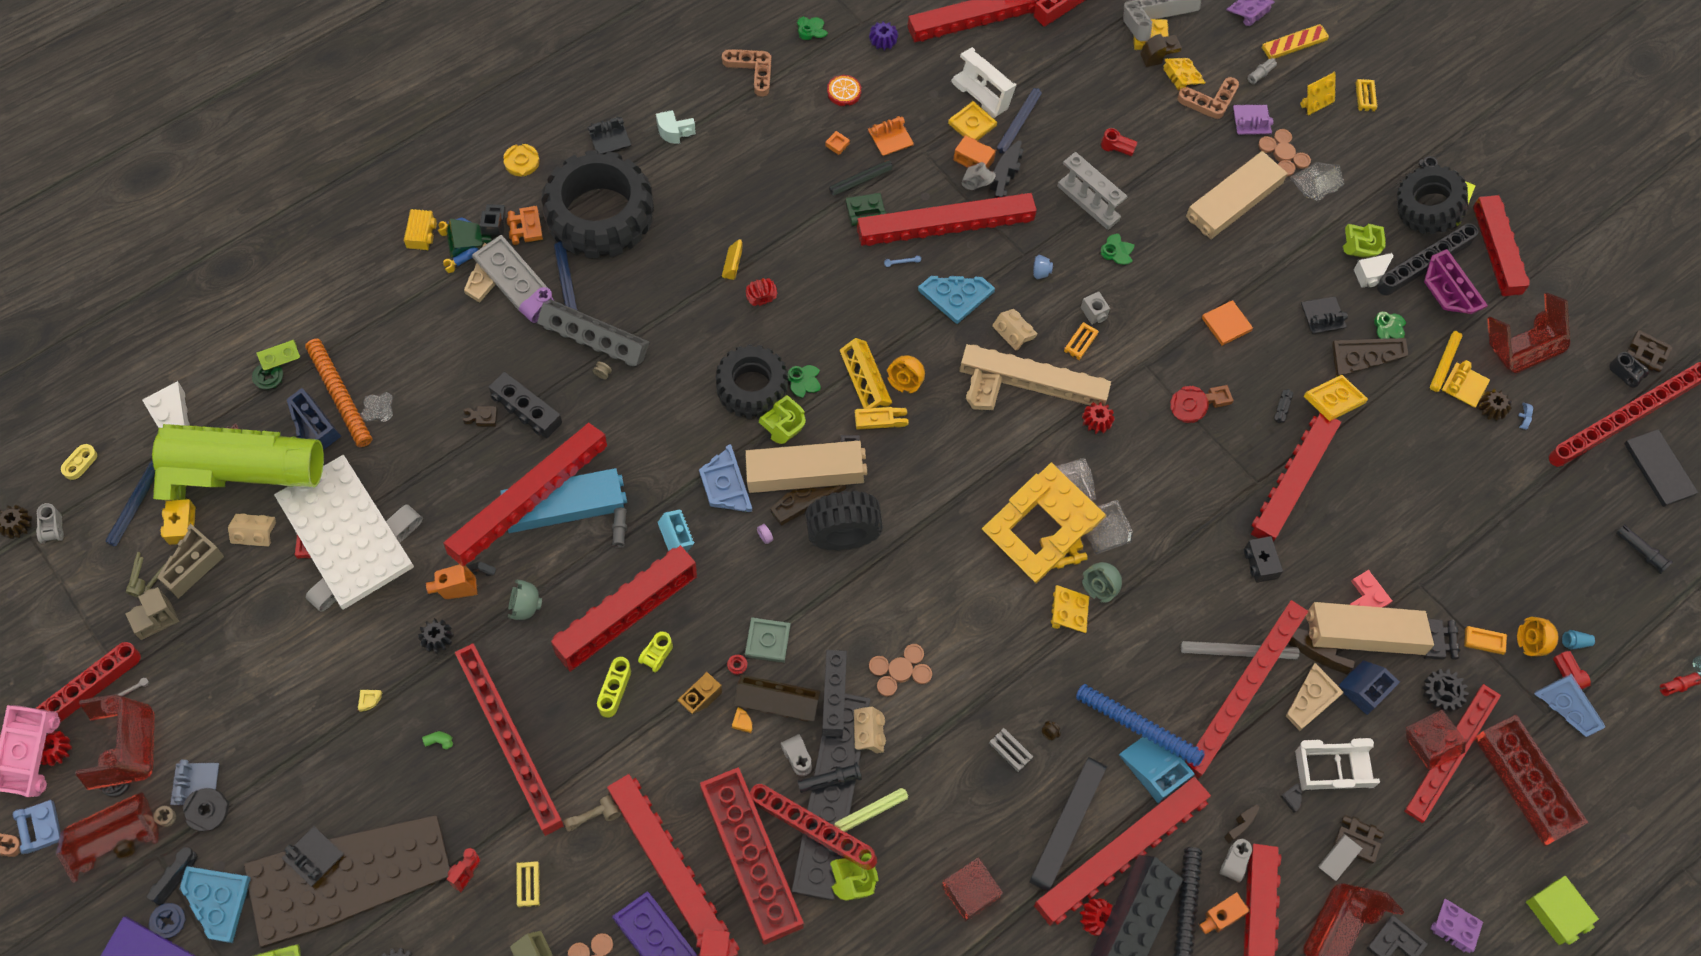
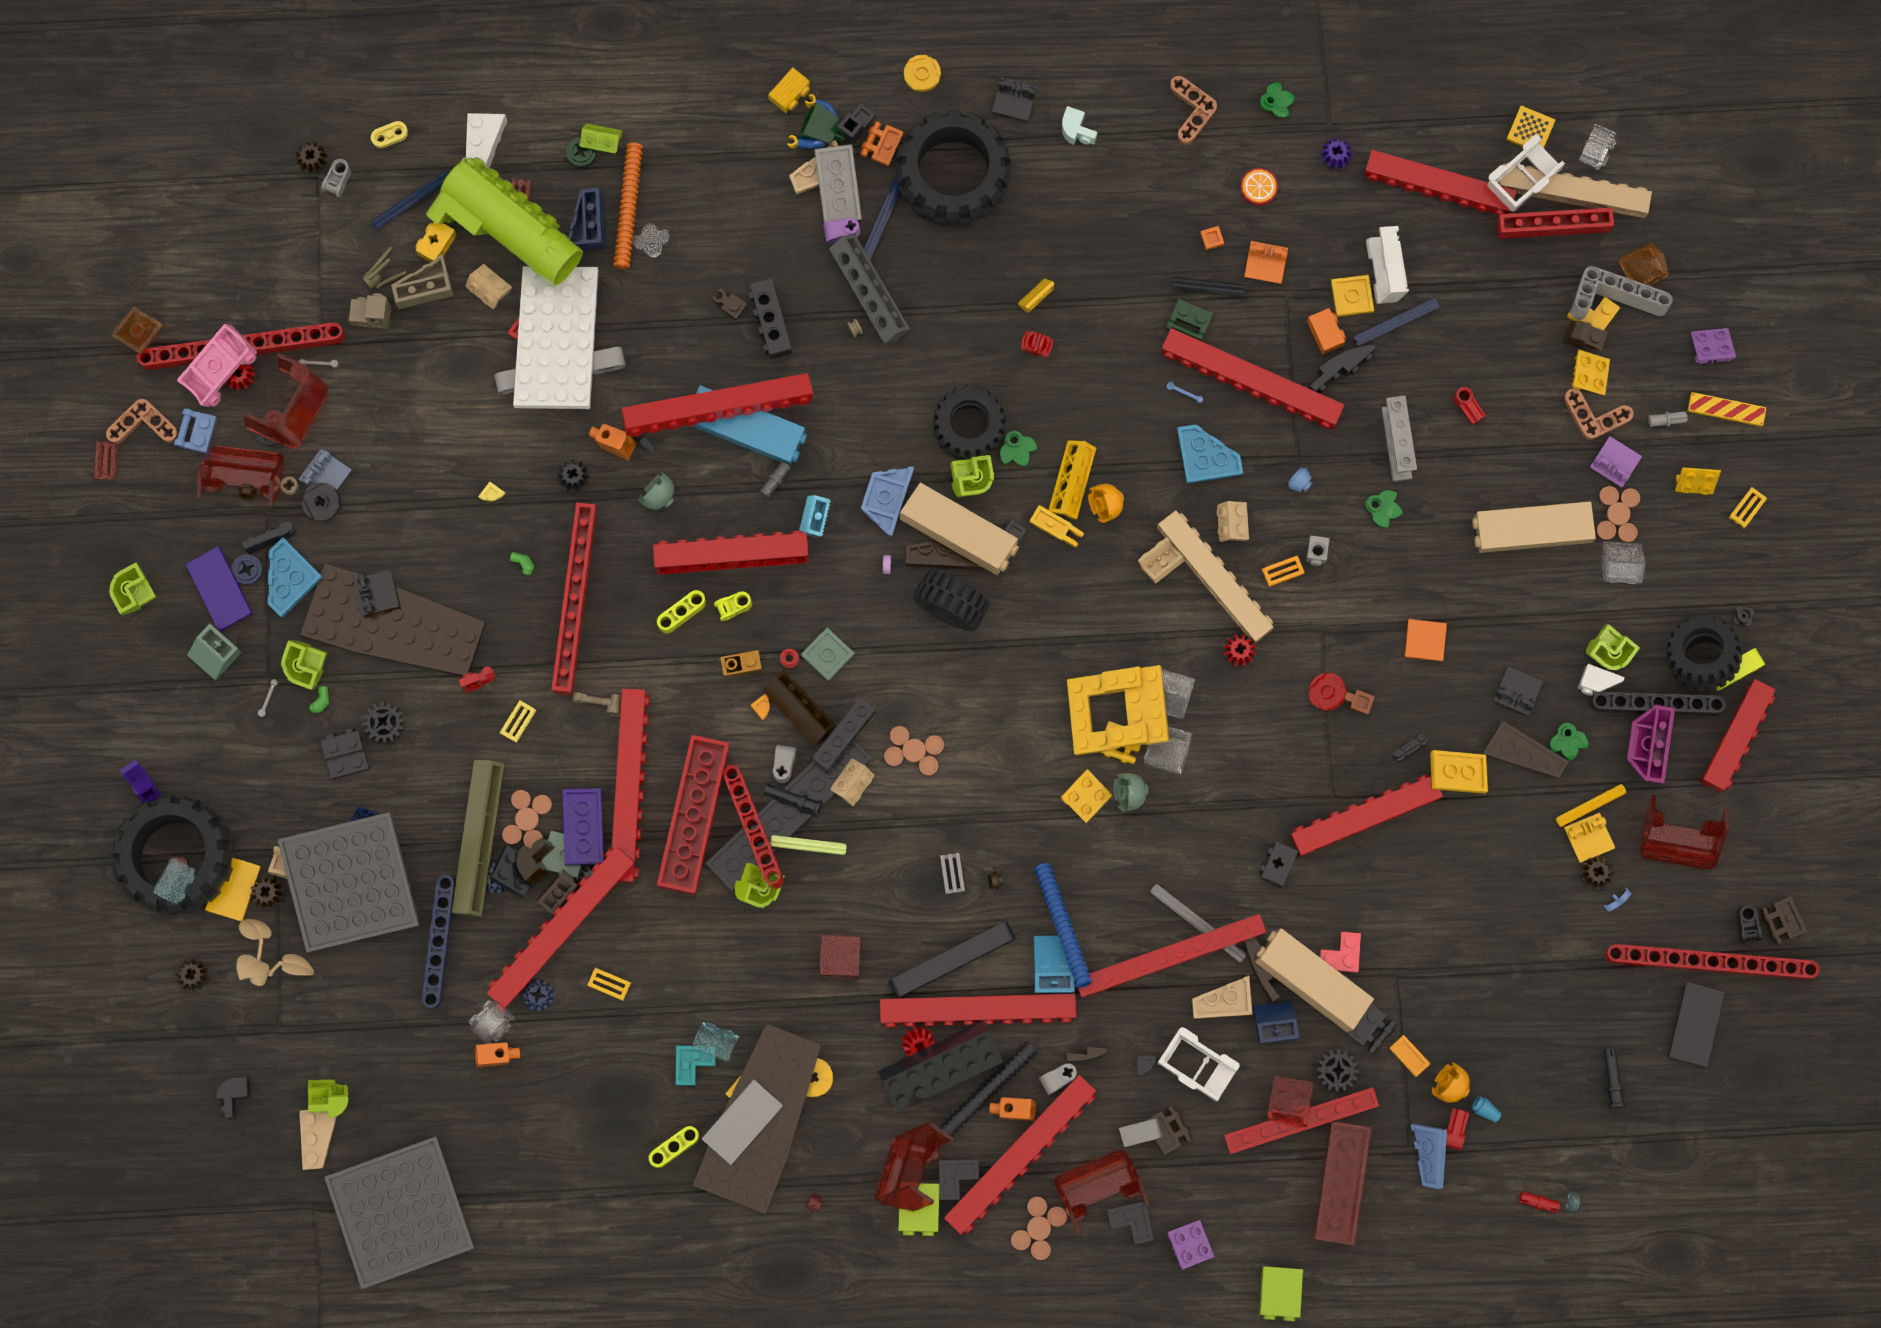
camera: 40 degrees right, 15 degrees up
(977, 176) = (1310, 356): light grey piece -> none

